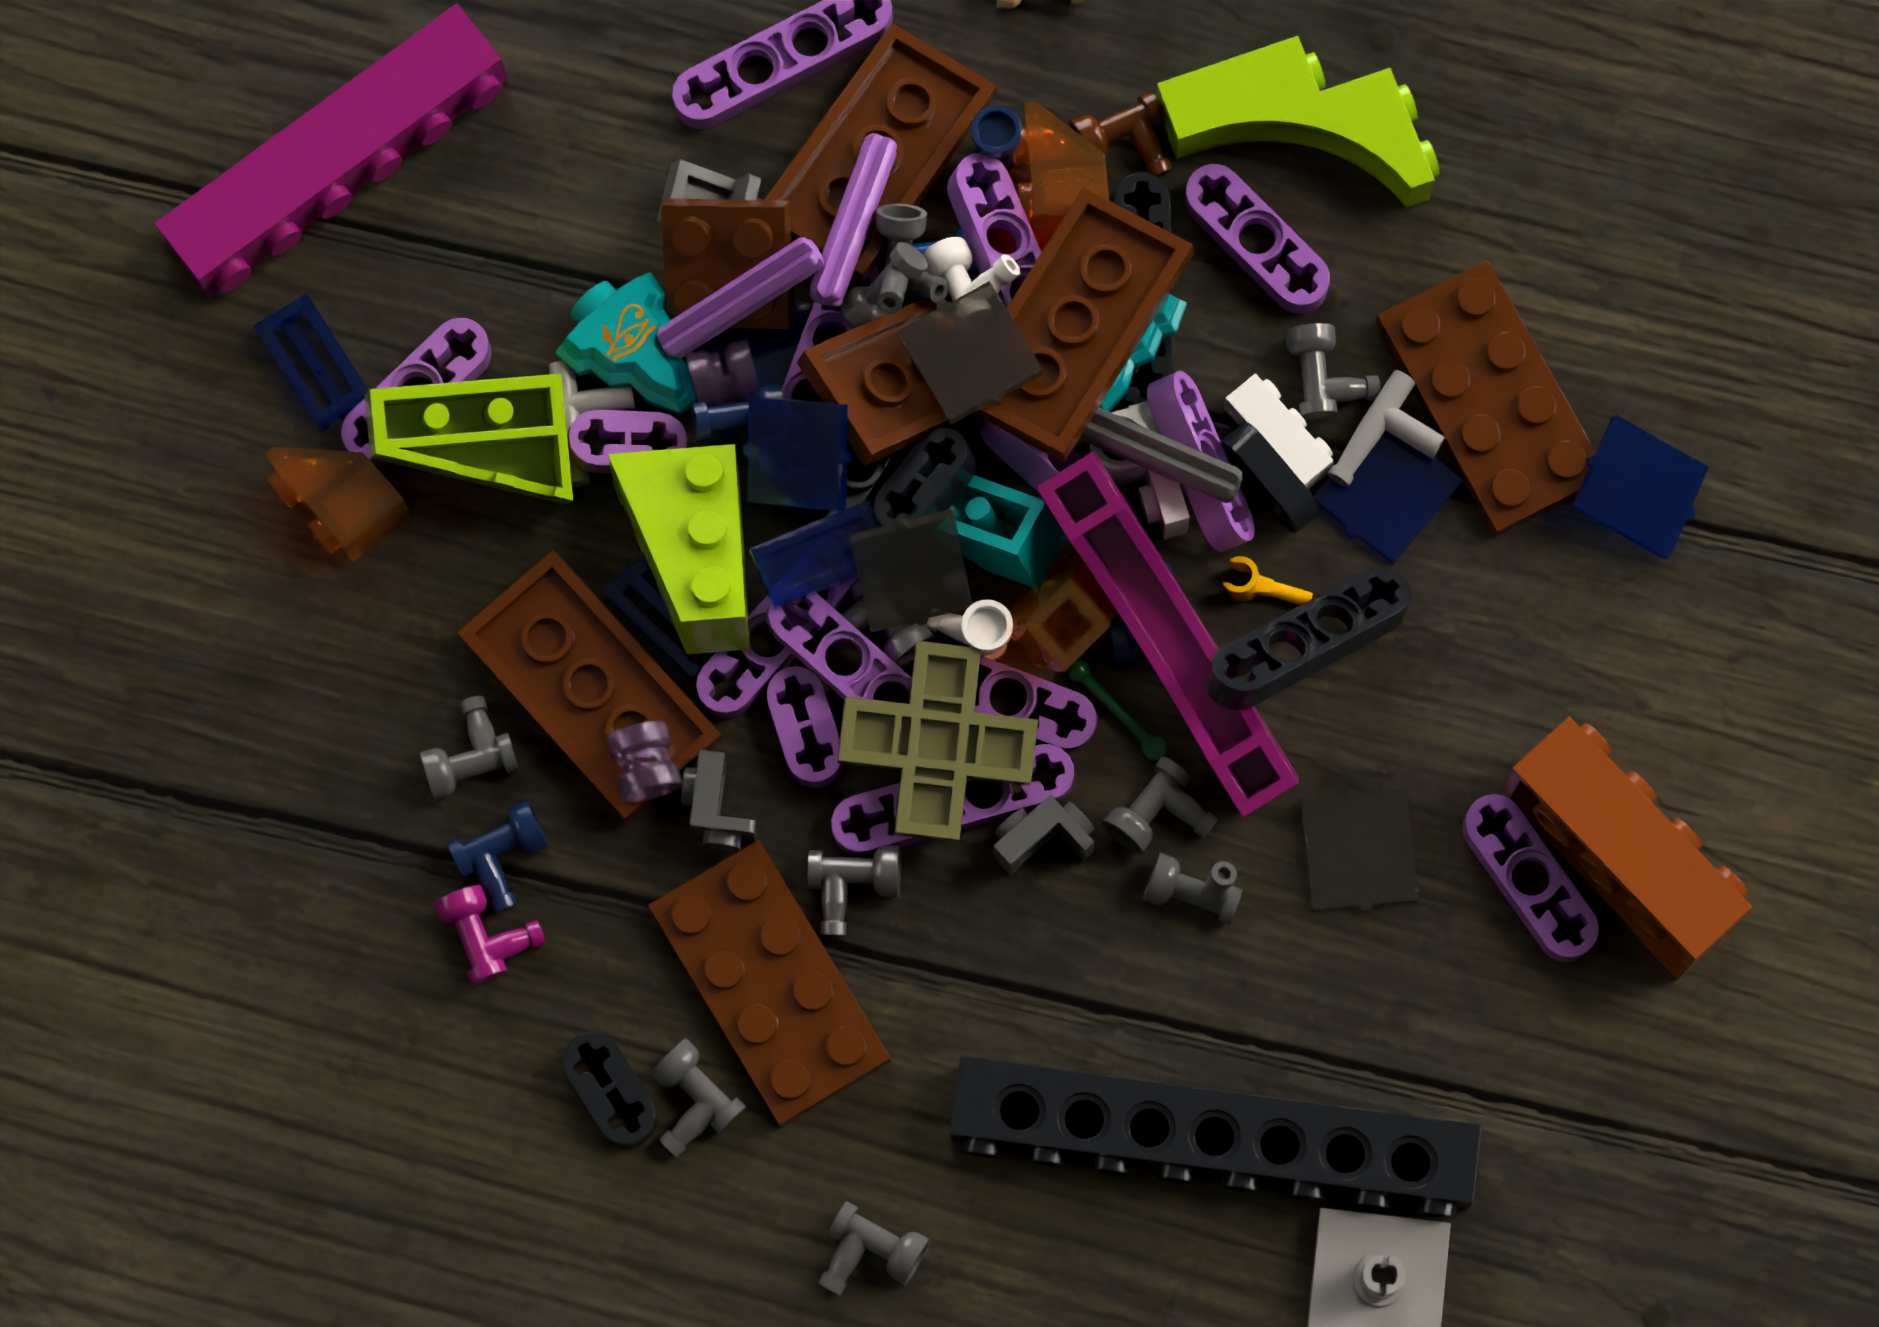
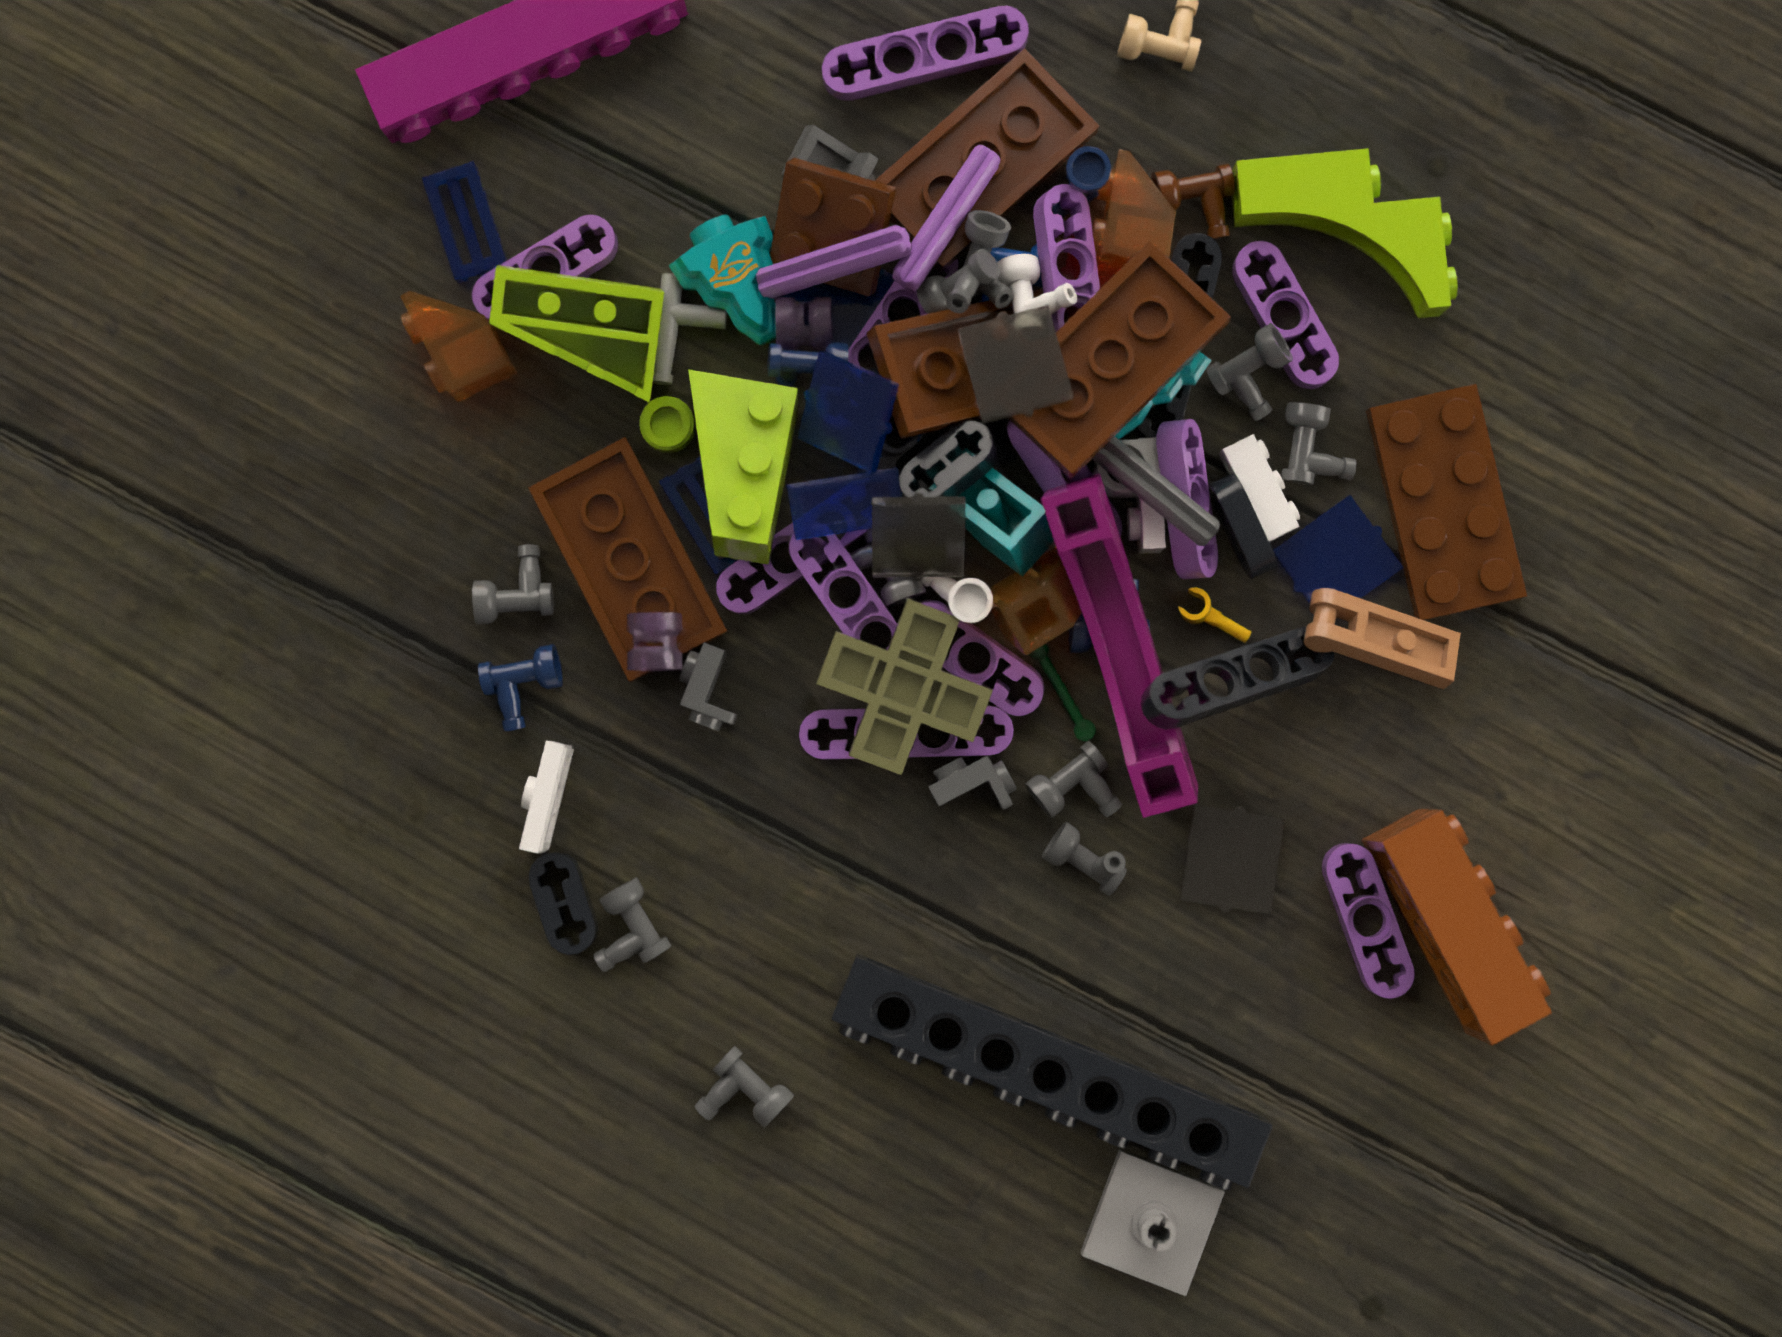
camera: 20 degrees right, 10 degrees up
(484, 953) = (488, 763): magenta piece -> none
(558, 972) = (543, 796): none -> white plate
(596, 528) = (667, 424): none -> lime tile
(623, 427) = (712, 346): medium lavender beam -> none
(769, 983) = (716, 847): reddish brown plate -> none
(791, 732) = (785, 640): medium lavender beam -> none
(834, 873) = (793, 770): flat silver piece -> none
(1218, 313) = (1235, 375): none -> dark grey piece
(1382, 417) = (1350, 497): light grey piece -> none
(1458, 558) = (1382, 637): none -> medium nougat plate
(1640, 487) = (1551, 613): clear blue piece -> none

